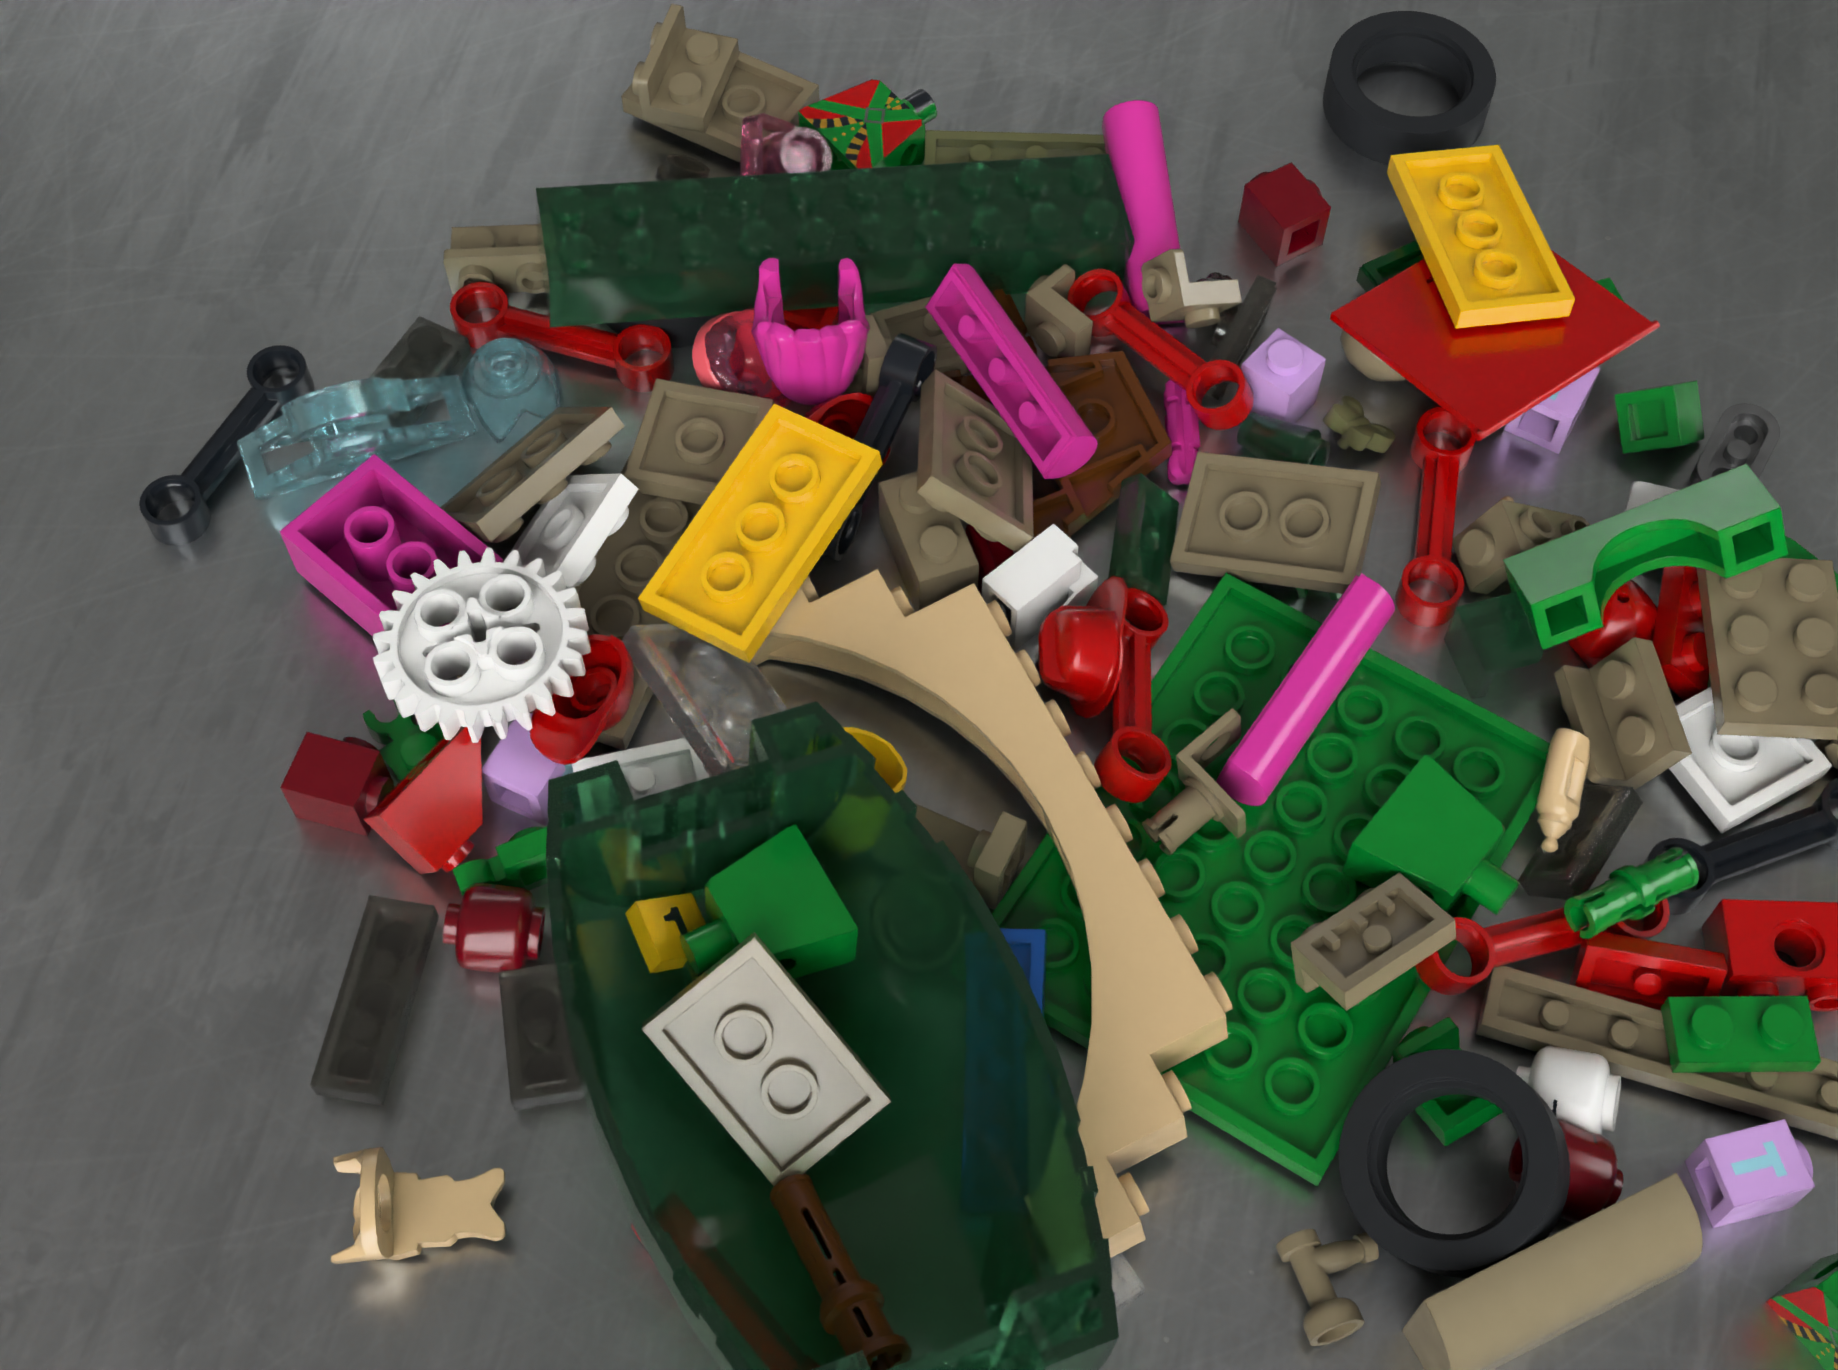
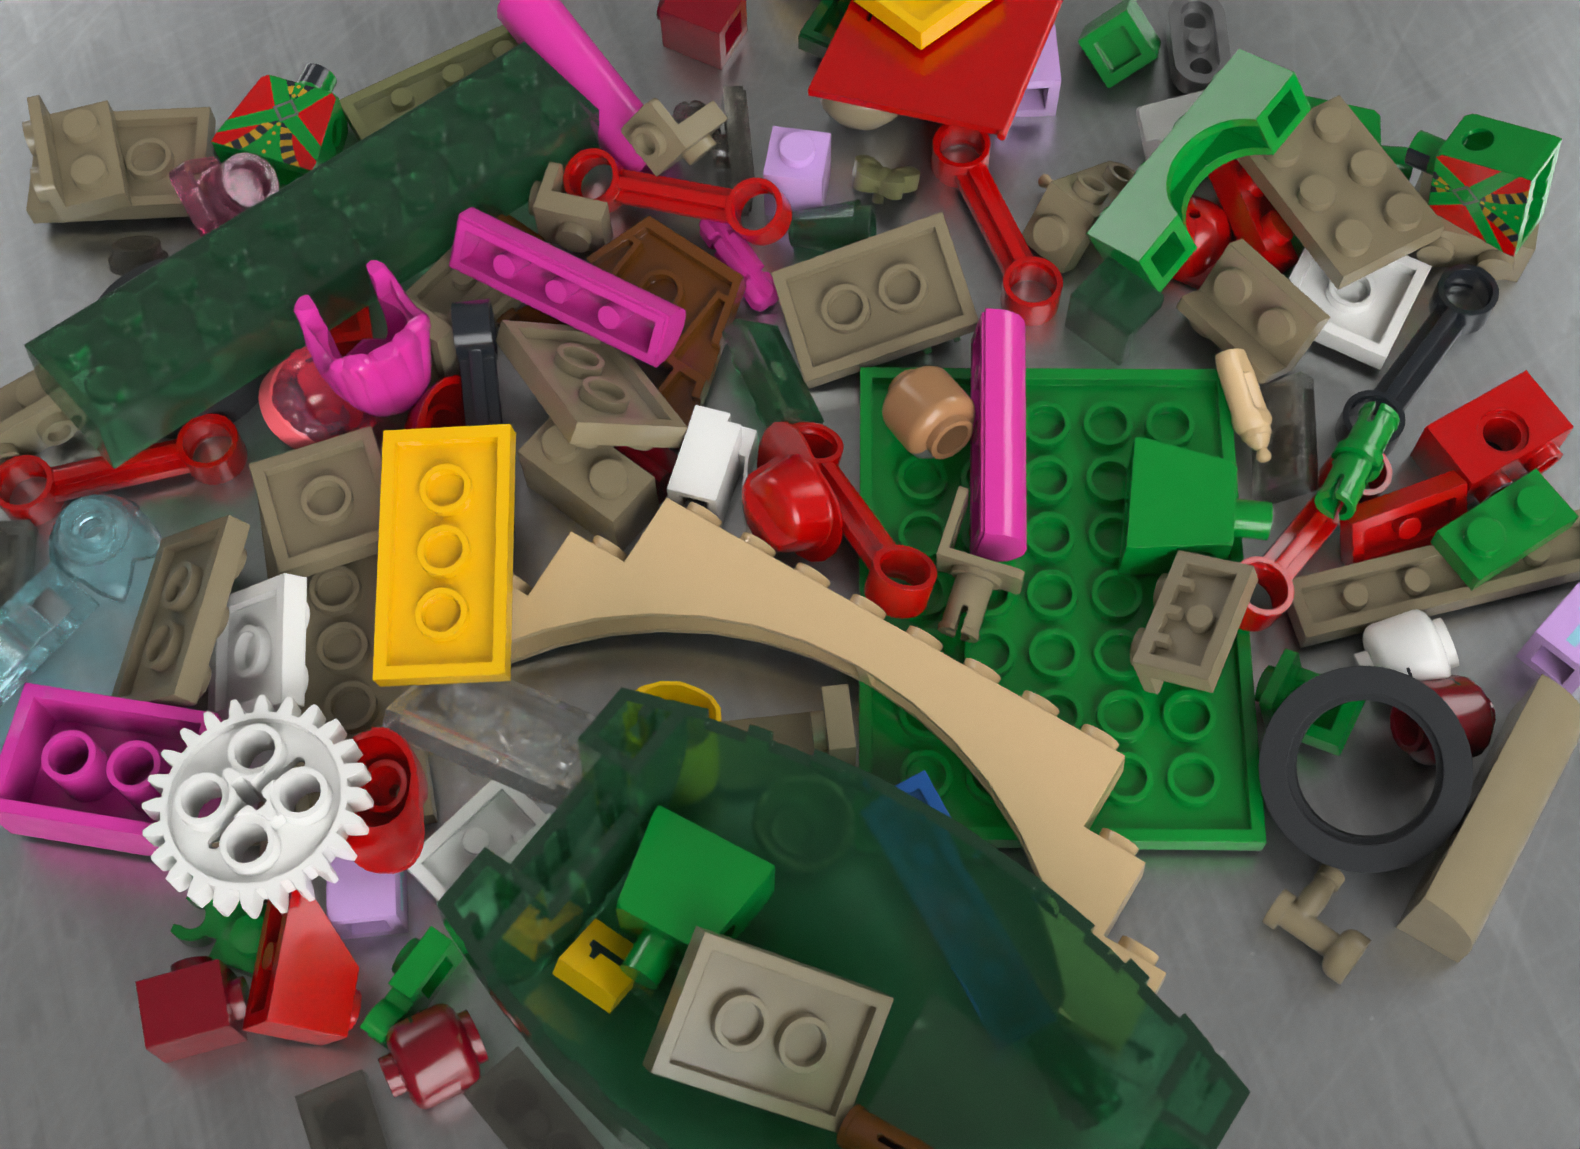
camera: 30 degrees left, 5 degrees up
(1255, 638) = (929, 412): none -> medium nougat head

